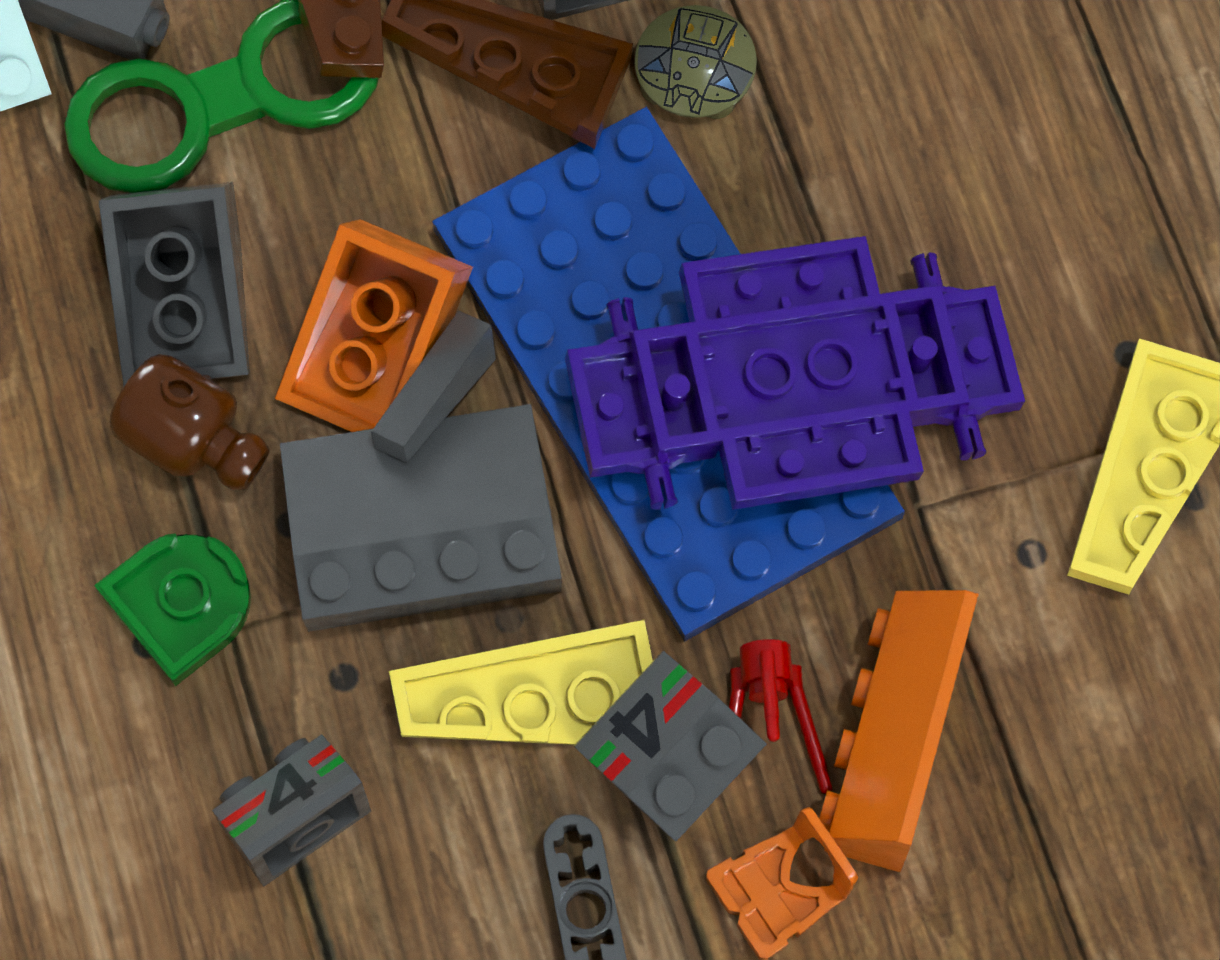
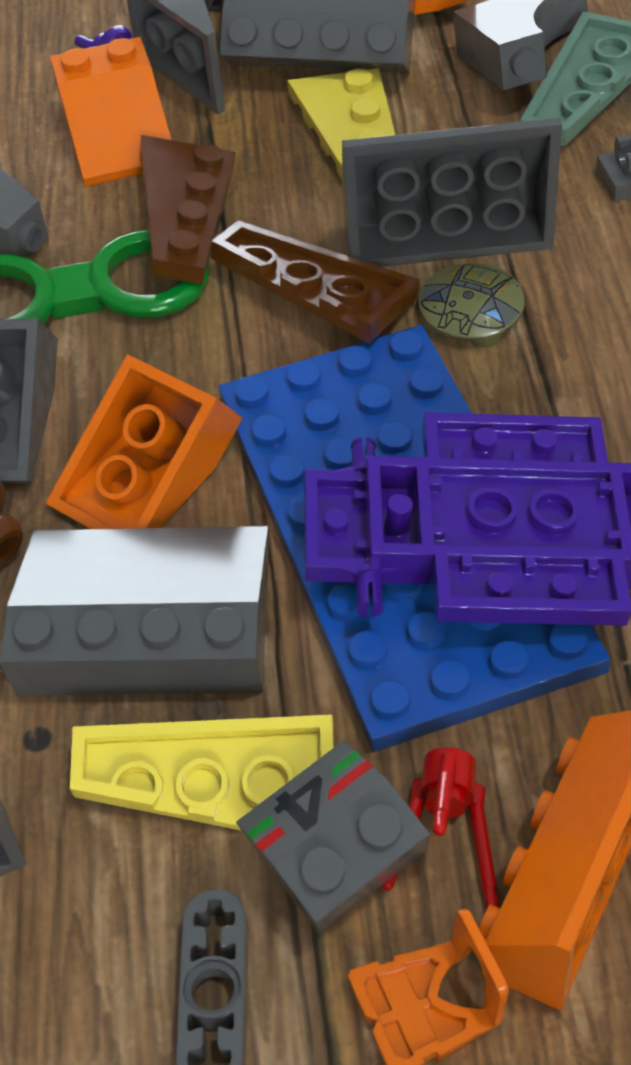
camera: 15 degrees right, 20 degrees down
(436, 386) = (184, 500): dark grey piece -> none

